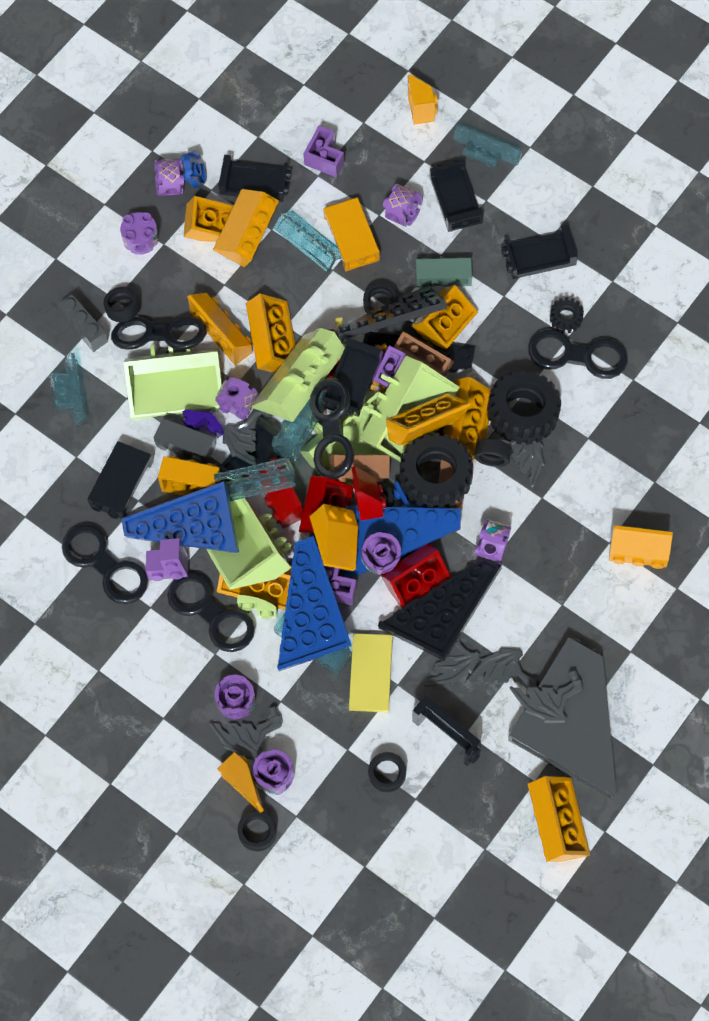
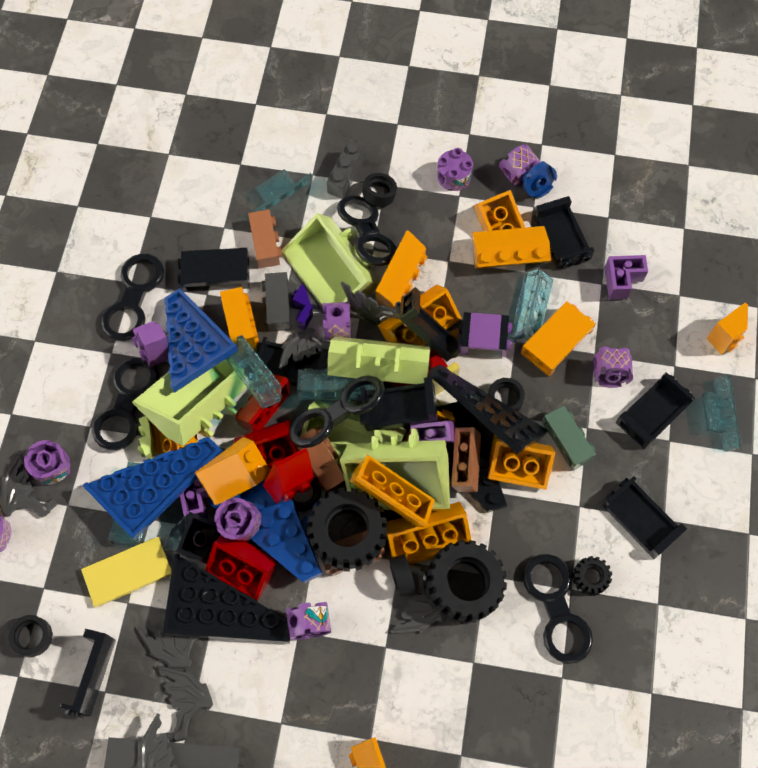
camera: 60 degrees right, 0 degrees up
(113, 424) = (265, 238): none -> nougat brick
(241, 364) = (368, 307): none -> dark grey animal
(306, 321) = (427, 328): none -> black panel
(314, 288) = (485, 332): none -> medium lavender panel
(372, 603) = (193, 537): none -> black slope

